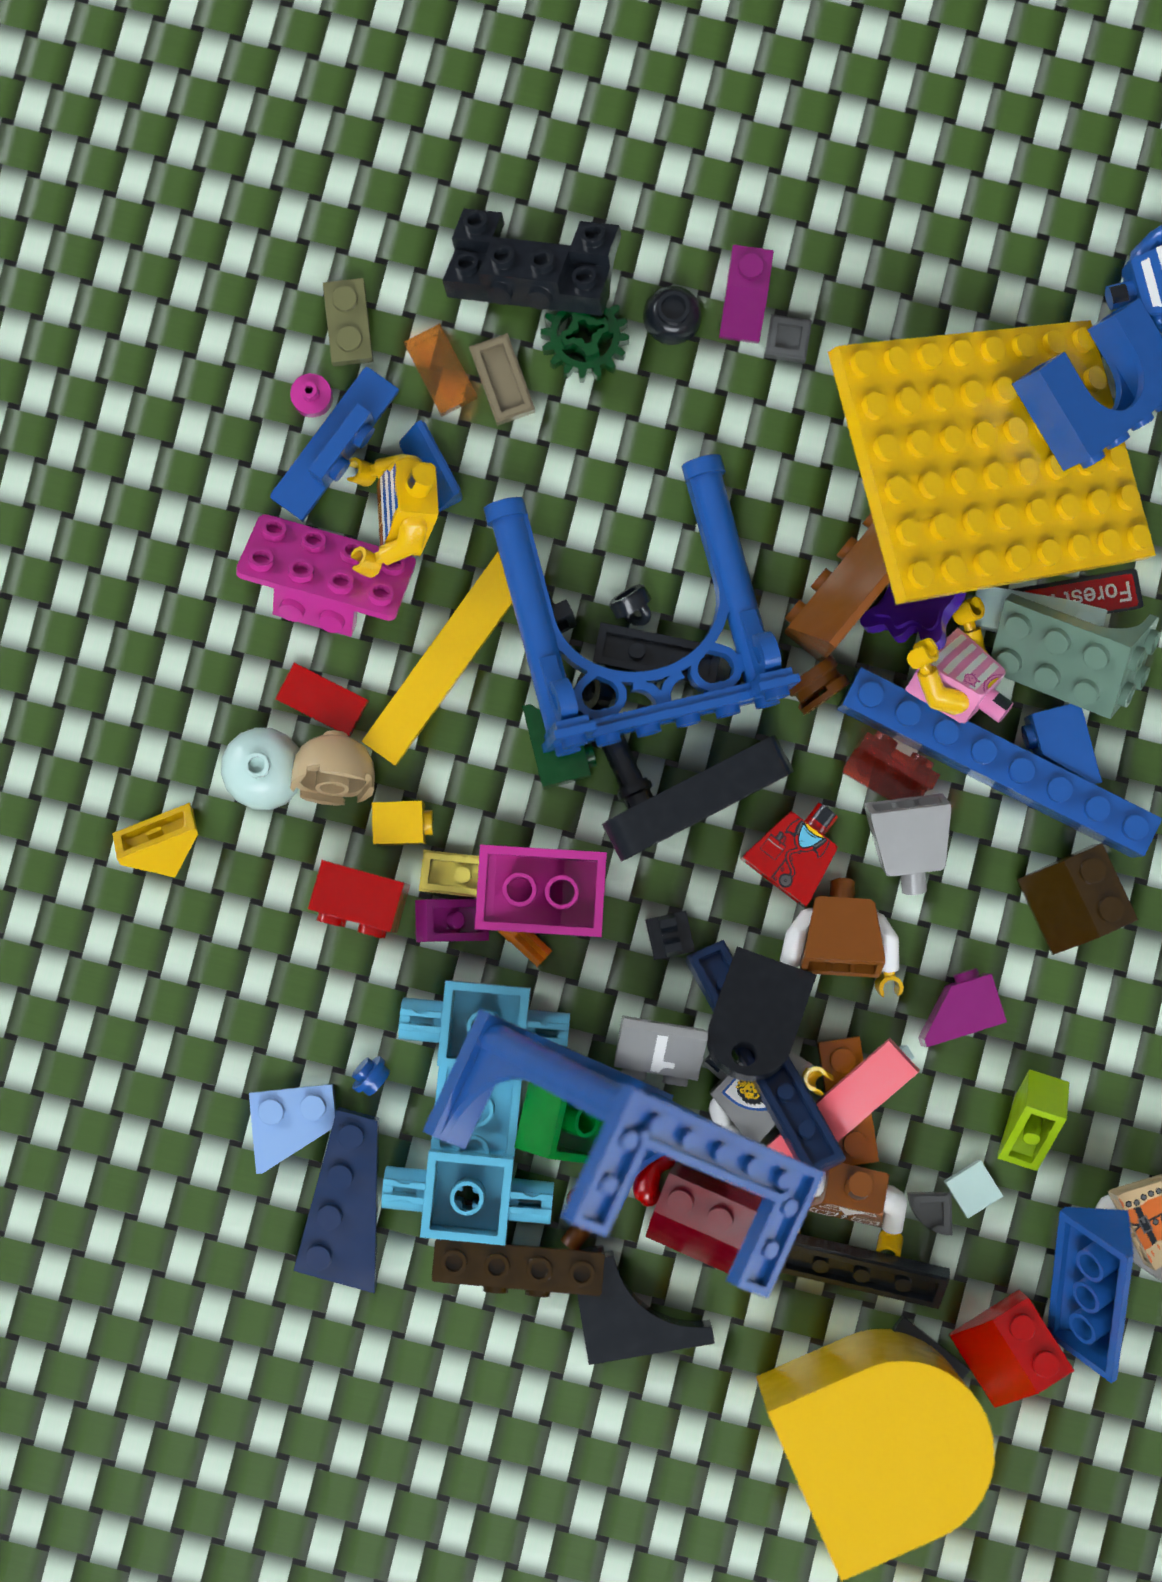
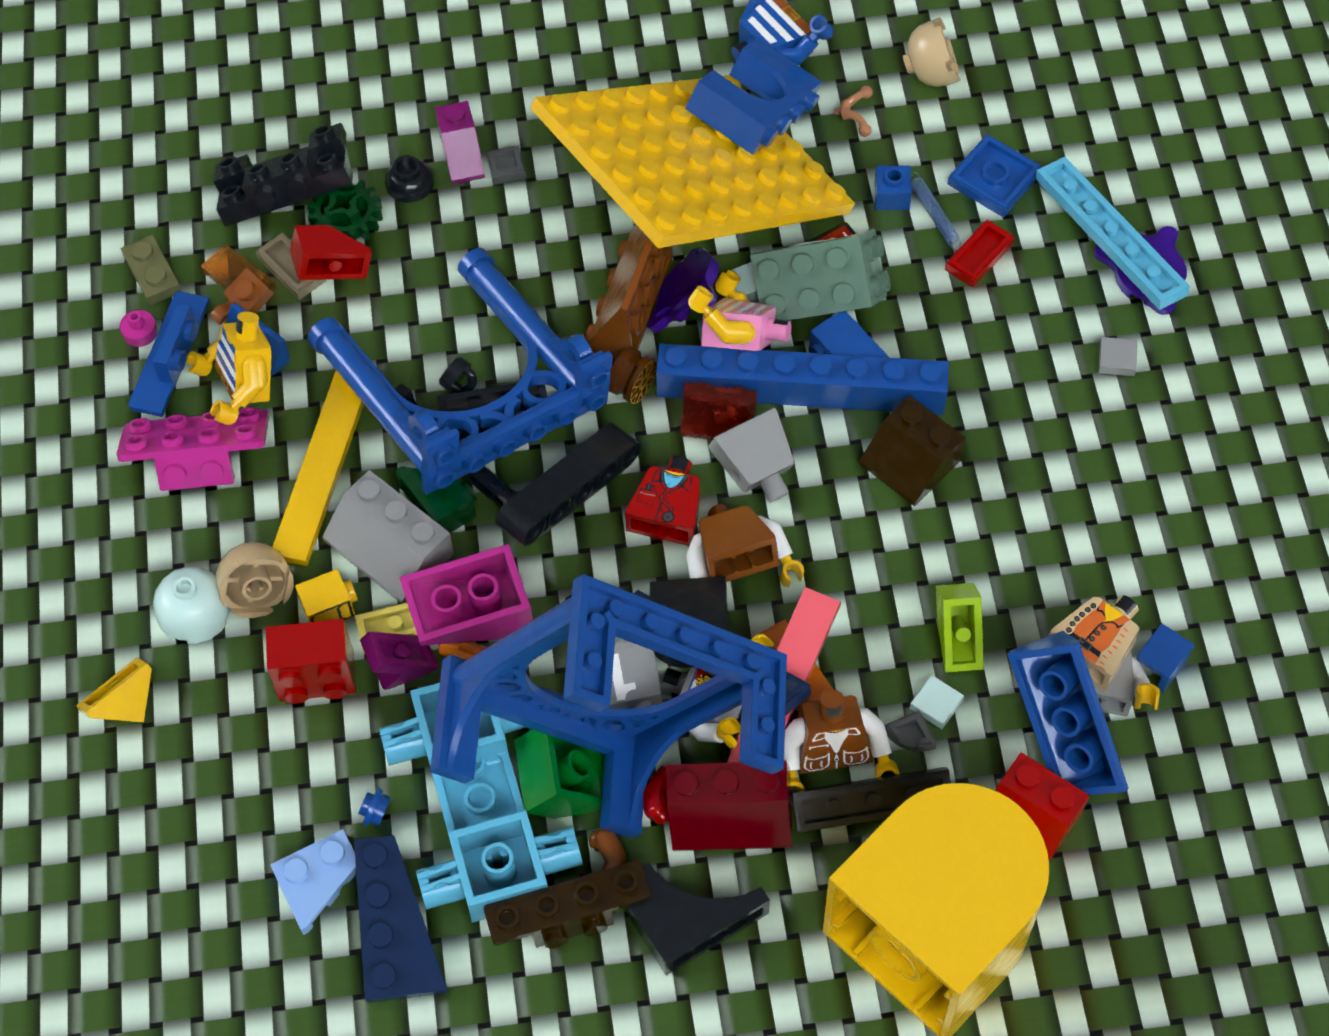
camera: 20 degrees left, 25 degrees down
(321, 699) = (218, 535): red tile -> none
(438, 406) = (245, 291): none -> dark orange plate
(487, 774) = (385, 534): none -> light grey slope
(544, 390) = (327, 253): none -> red slope
(963, 1009) = (863, 564): magenta slope -> none

